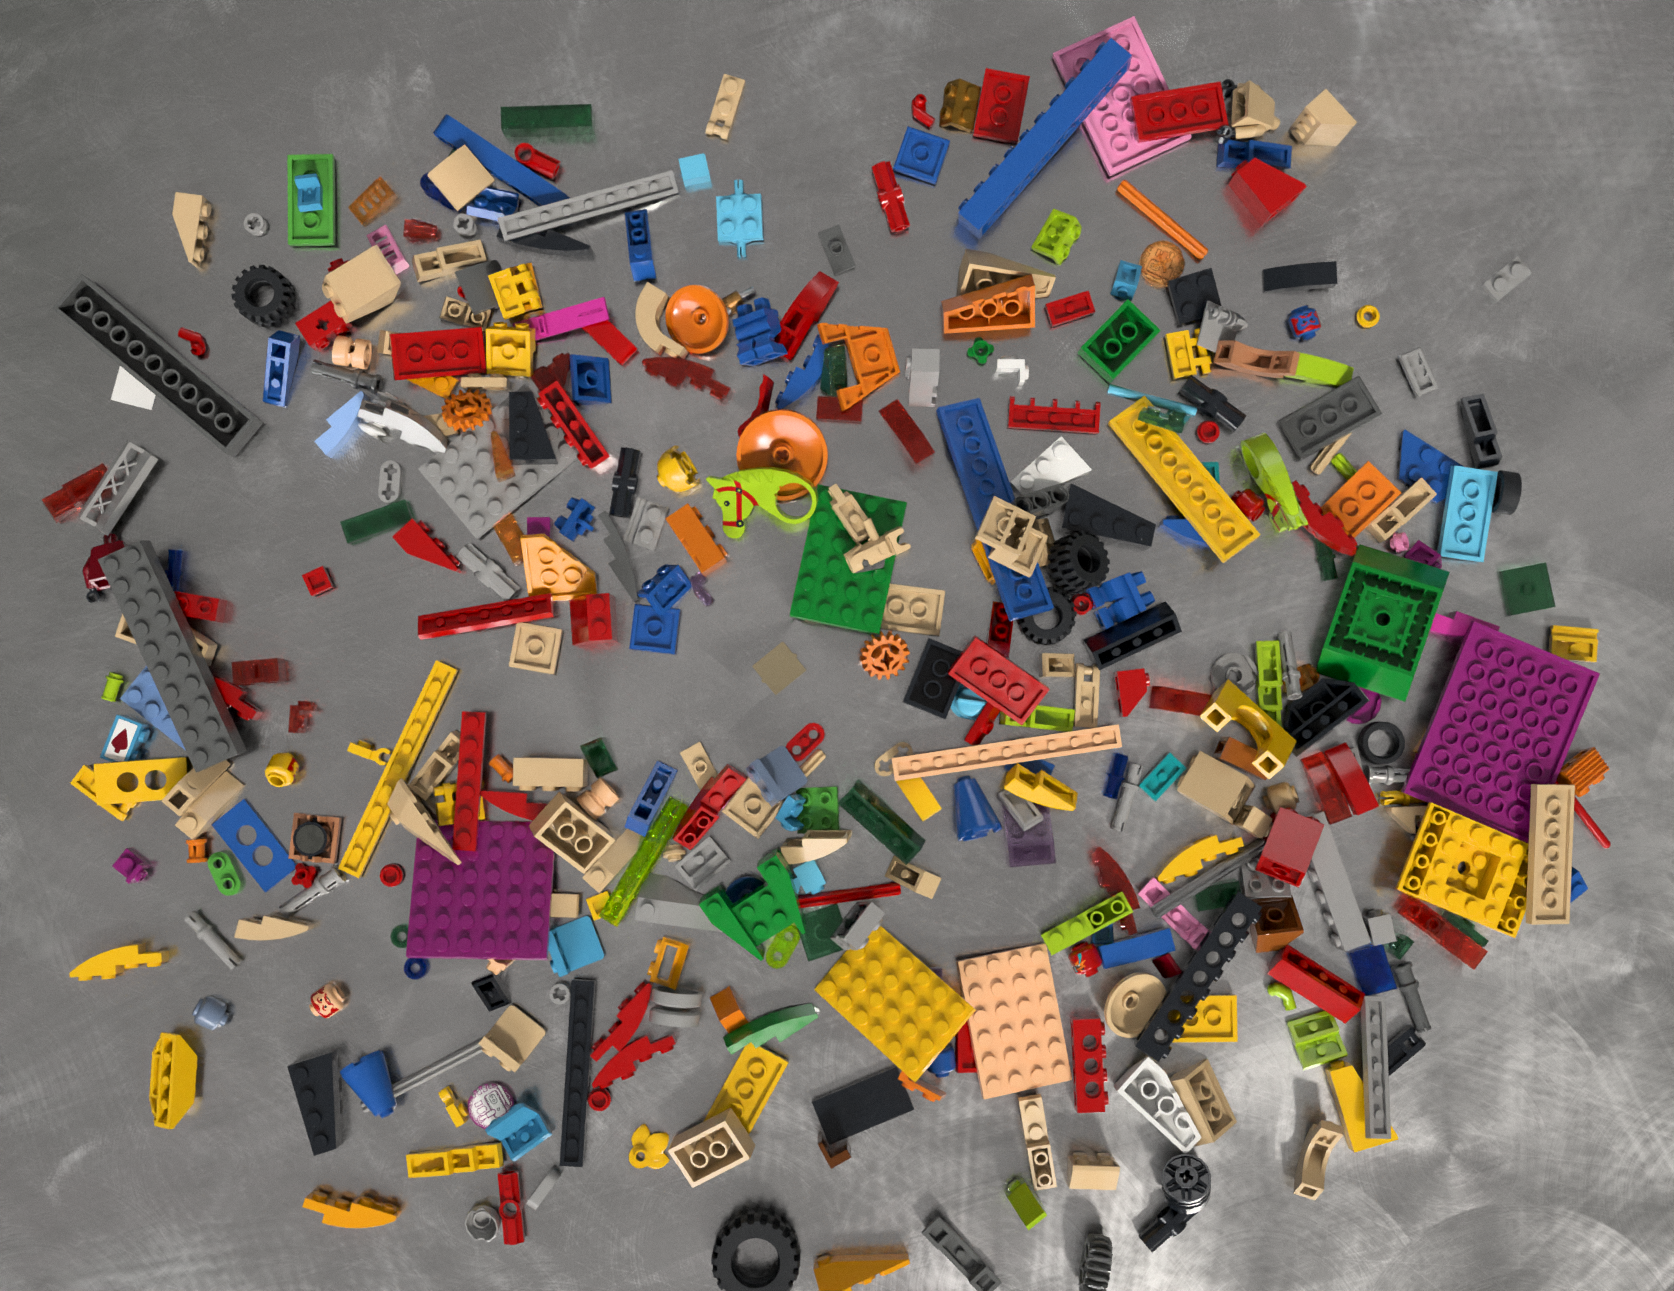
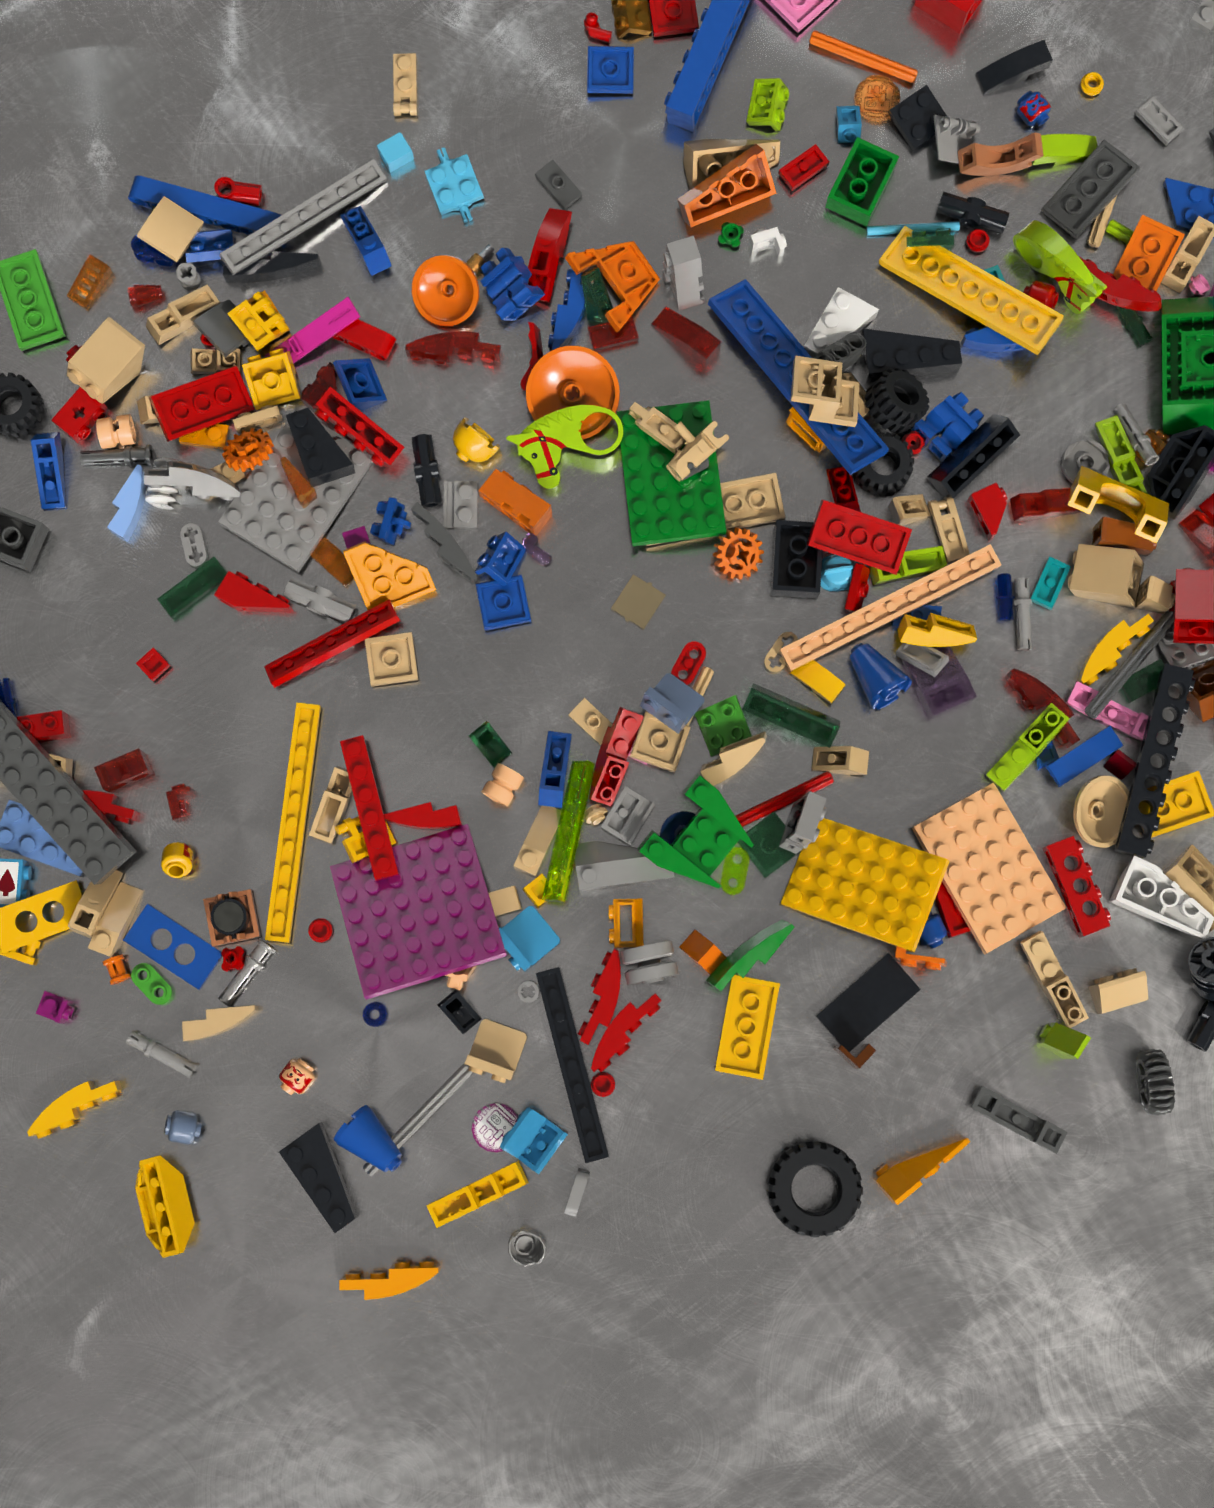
camera: 15 degrees left, 5 degrees down
(309, 192) = (25, 290): dark azure bracket -> none
(364, 750) = (253, 814): yellow plate -> none
(395, 936) = (343, 987): clear green plate -> none
(396, 261) = (132, 327): bright pink slope -> none
(415, 818) = (332, 864): tan wedge -> none
(456, 1110) = (464, 1142): yellow plate -> none
(502, 768) = (398, 788): orange pin -> none
(511, 1221) = (557, 1237): red piece -> none
(548, 120) = (237, 150): clear green brick -> none
(550, 773) = (447, 773): tan brick -> none
(571, 833) = (488, 824): tan brick -> none
(593, 619) = (439, 611): red slope -> none
(648, 314) = (395, 297): tan arch -> none
(651, 1146) = (671, 1114): yellow plate -> none
(711, 1147) = (732, 1091): tan brick -> none
(790, 809) = (697, 733): dark azure bracket -> none
(809, 877) = (738, 793): medium azure brick -> none
(890, 196) = (593, 117): red piece -> none
(1054, 417) = (824, 274): red hinge -> none
(1085, 959) = (1037, 784): red head -> none
(1181, 354) = (926, 176): yellow plate -> none
(1281, 796) = (1170, 561): tan head -> none

